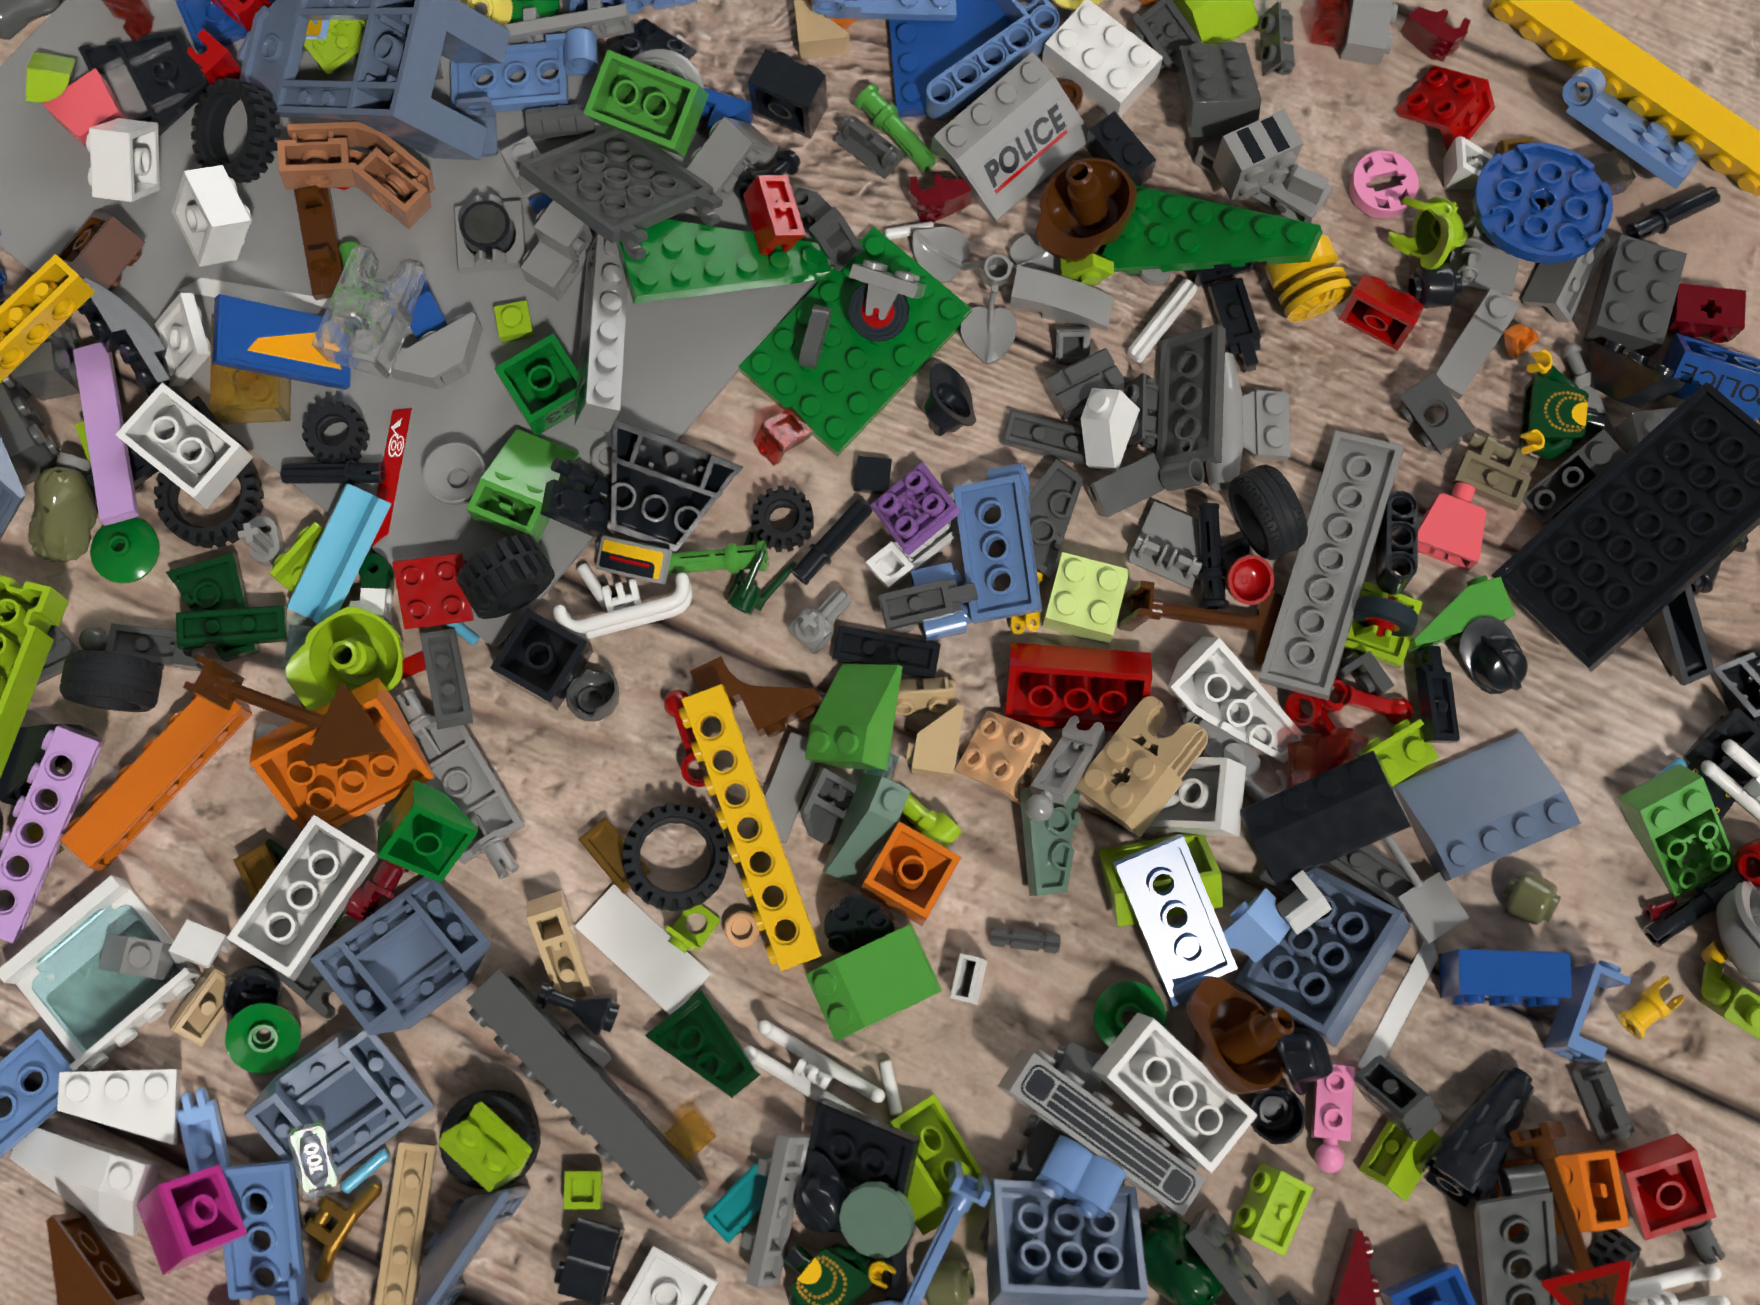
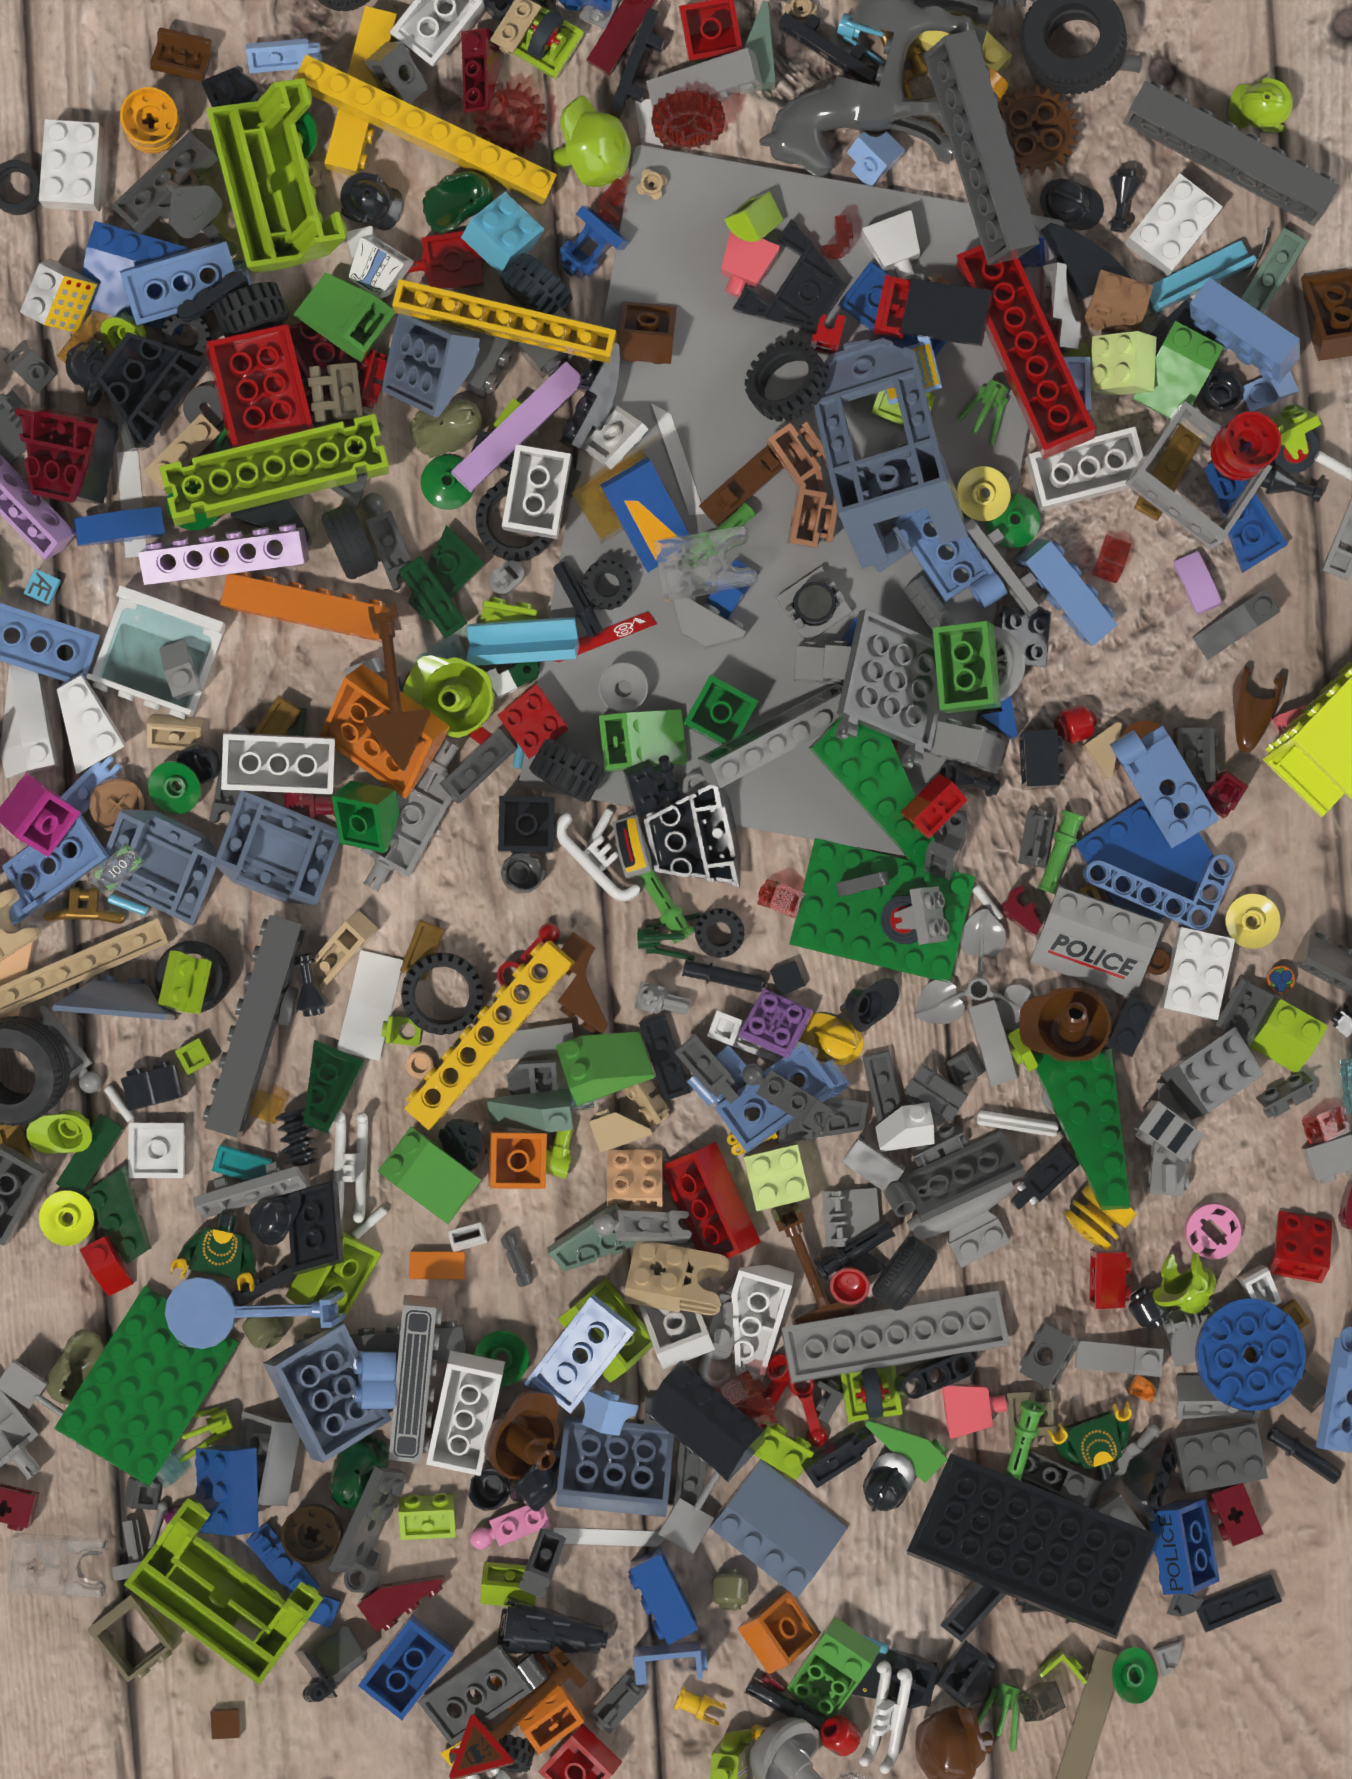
camera: 60 degrees right, 10 degrees up
(74, 462) = (487, 411): light grey tile -> none
(123, 159) = (719, 316): white brick -> none
(198, 945) = (209, 708): white panel -> none
(211, 215) = (714, 403): white brick -> none
(225, 1119) = (111, 797): none -> medium nougat tile
(514, 155) = (879, 599): light grey brick -> none
(514, 321) = (759, 659): lime plate -> none
(745, 1118) = (297, 1138): none -> black piece
(773, 37) = (1075, 724): none -> red head
(877, 1220) = (277, 1261): sand green tile -> none
(966, 459) = (834, 1038): none -> yellow piece
(982, 1035) = (436, 1265): none -> orange tile
(1004, 529) = (787, 1096): none -> dark grey plate
(1304, 904) = (640, 1436): white panel -> none
(1510, 475) = (1025, 1432): none -> bright green pin
(1608, 870) = (778, 1632): none -> orange slope

